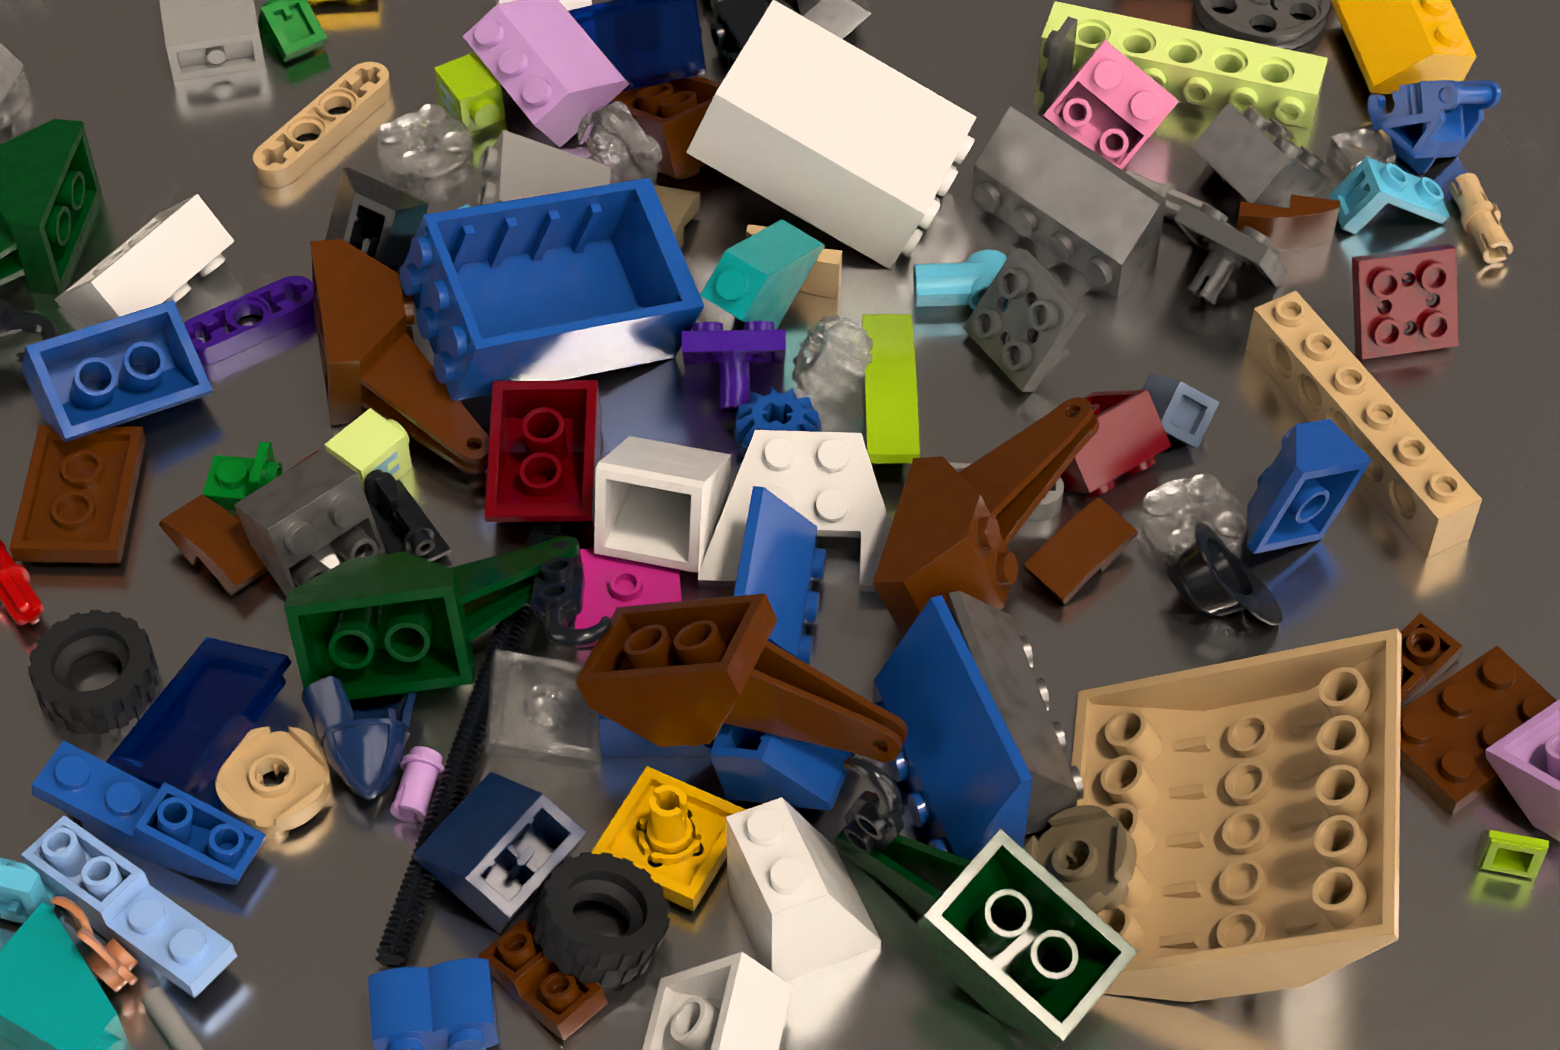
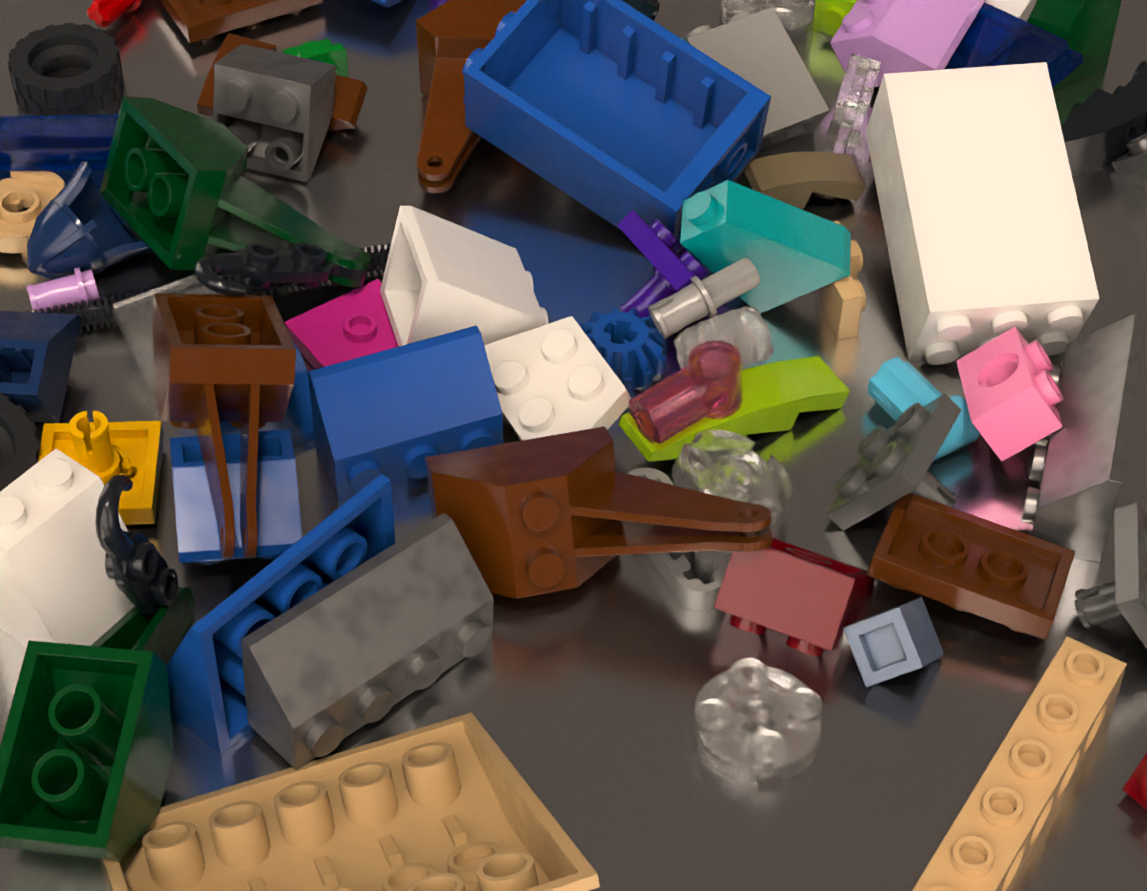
camera: 60 degrees right, 5 degrees down
(372, 445) = (388, 117): yellowish green brick -> none
(400, 518) = (337, 168): black hinge -> none
(543, 451) = (470, 186): dark red slope -> none
(803, 337) = (703, 297): none -> light grey axle
(897, 395) = (702, 389): none -> clear pink piece
(965, 424) = (725, 453): none -> clear plate
(974, 215) = (1010, 393): none -> bright pink brick
(1080, 549) = (651, 633): reddish brown slope -> none
(1109, 849) = (228, 781): dark tan plate -> none
(1141, 329) = (972, 564): none -> reddish brown plate
(1218, 582) = (686, 769): black piece -> none
(1304, 486) = (835, 770): blue slope -> none

